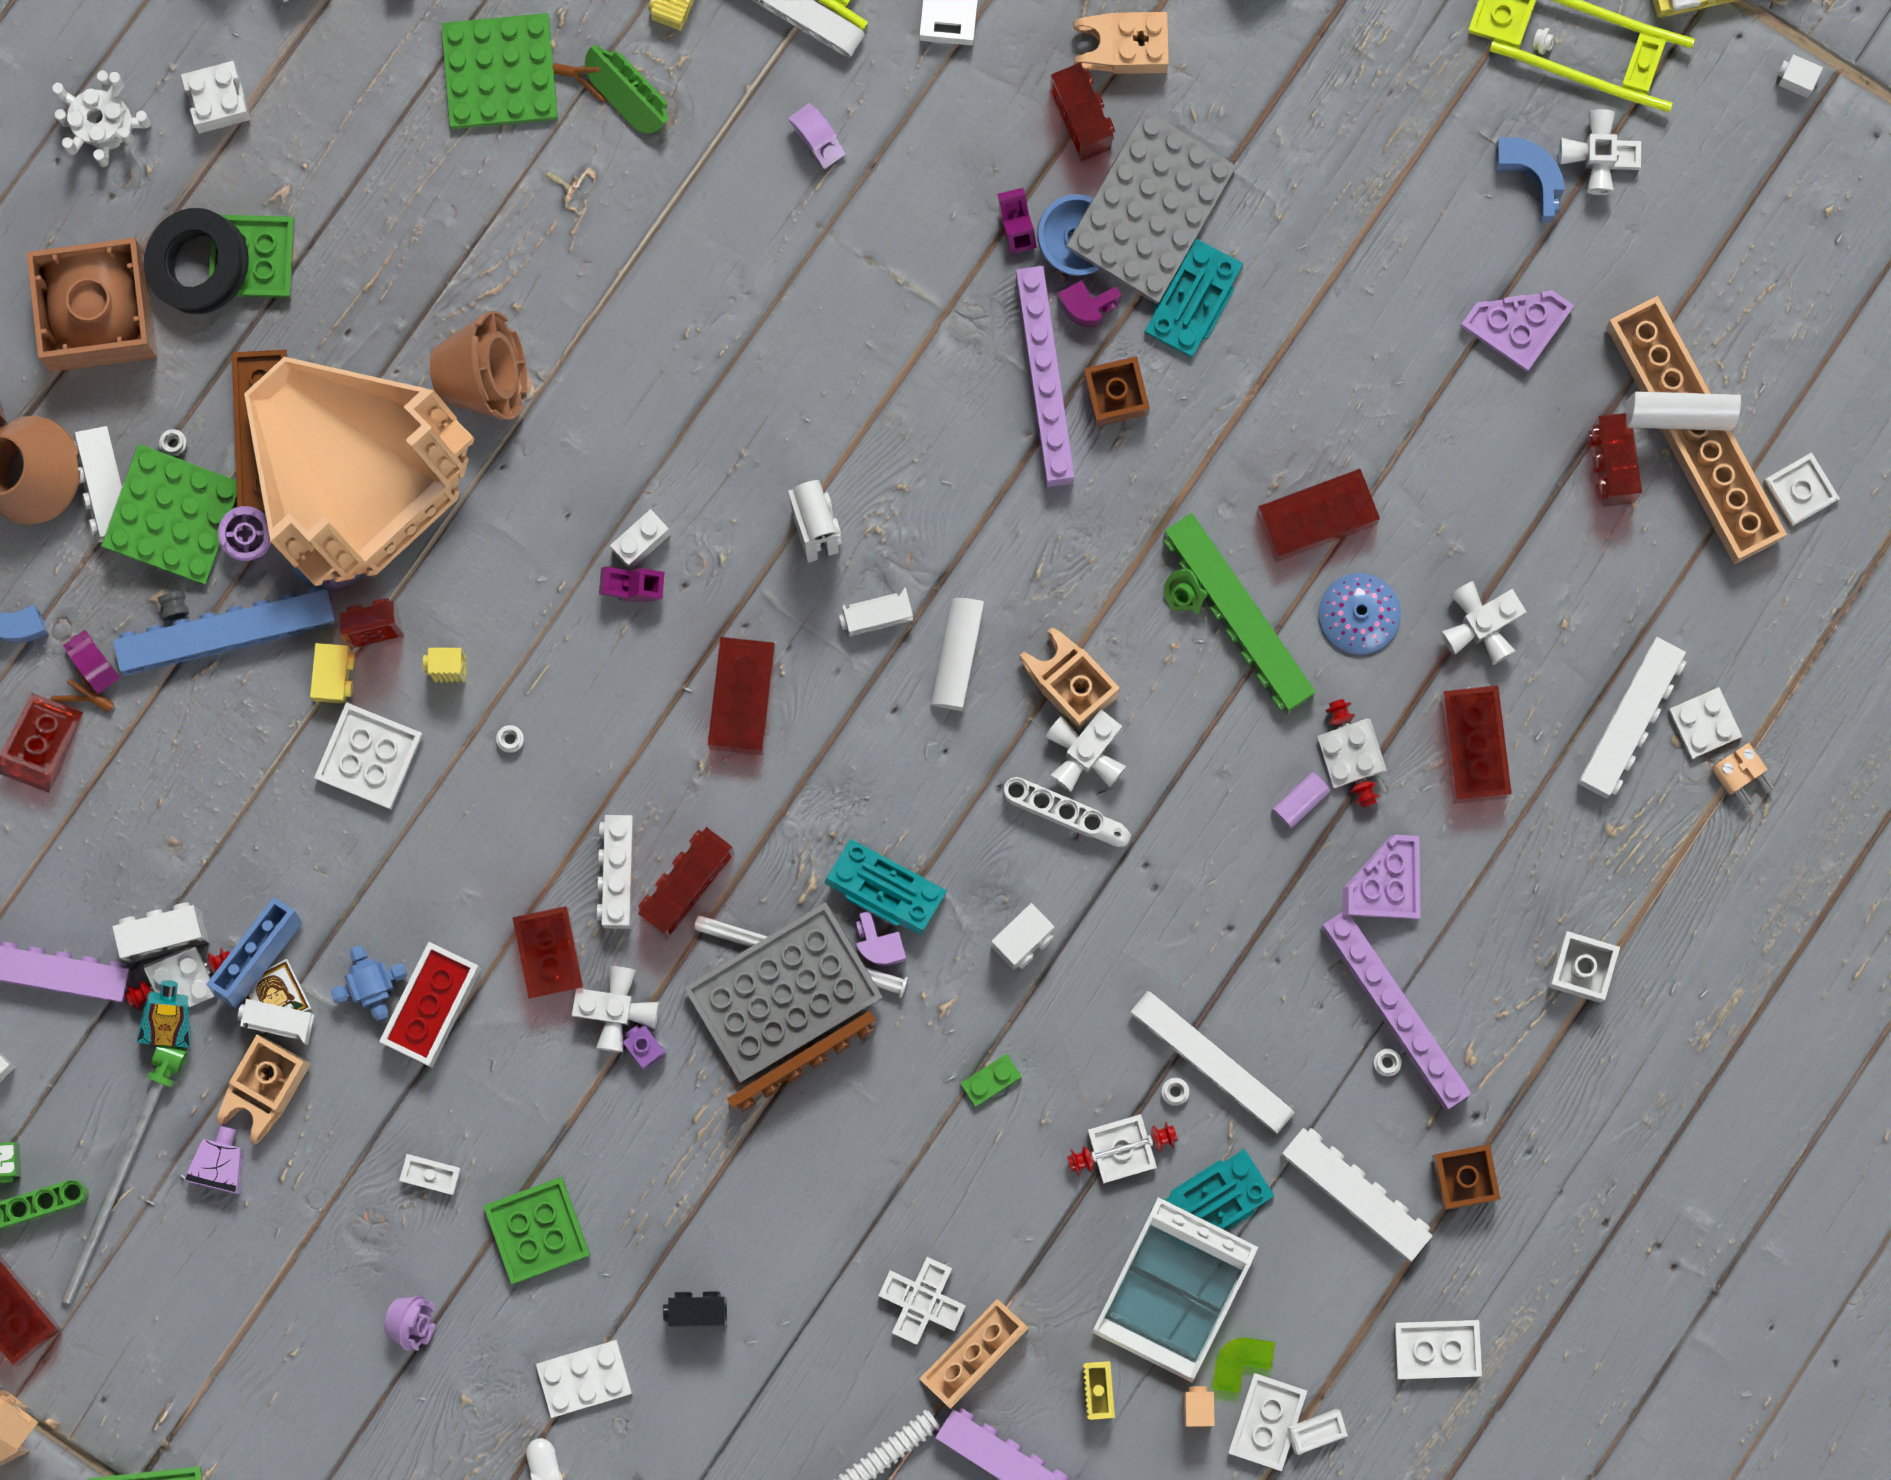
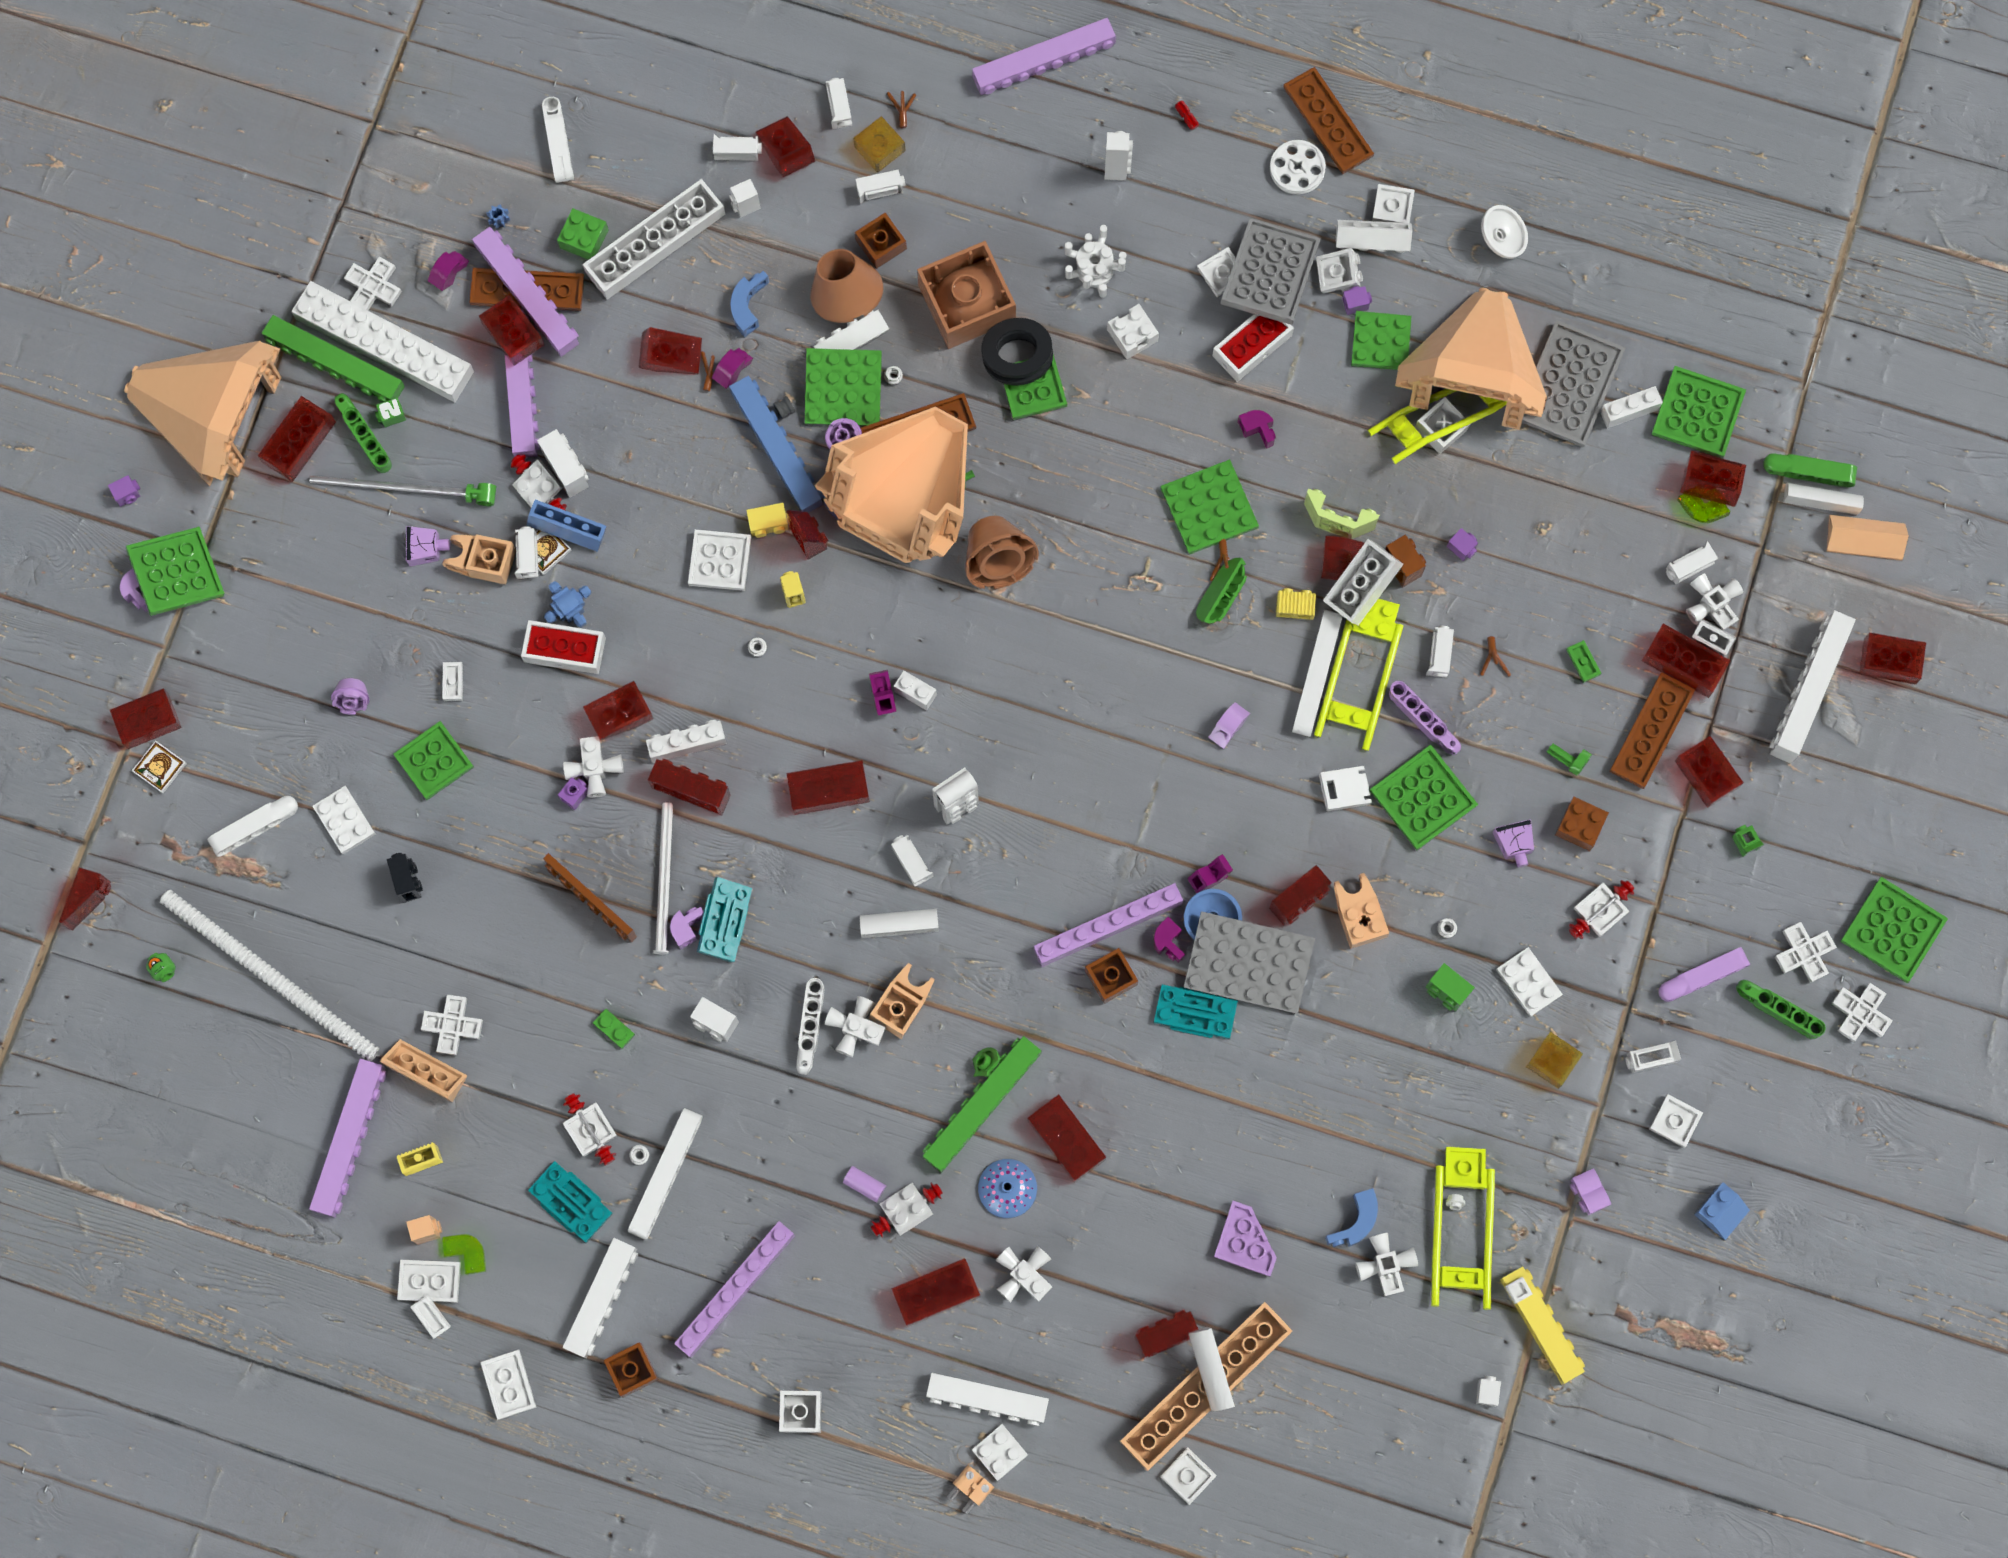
camera: 75 degrees right, 5 degrees down
(165, 1018) = (508, 483): torso -> none
(783, 992) = (634, 872): light grey plate -> none
(1175, 1289) = (502, 1191): clear light blue window -> none
(1387, 882) = (822, 1258): lavender plate -> none
(1396, 1062) = (692, 1292): white plate -> none

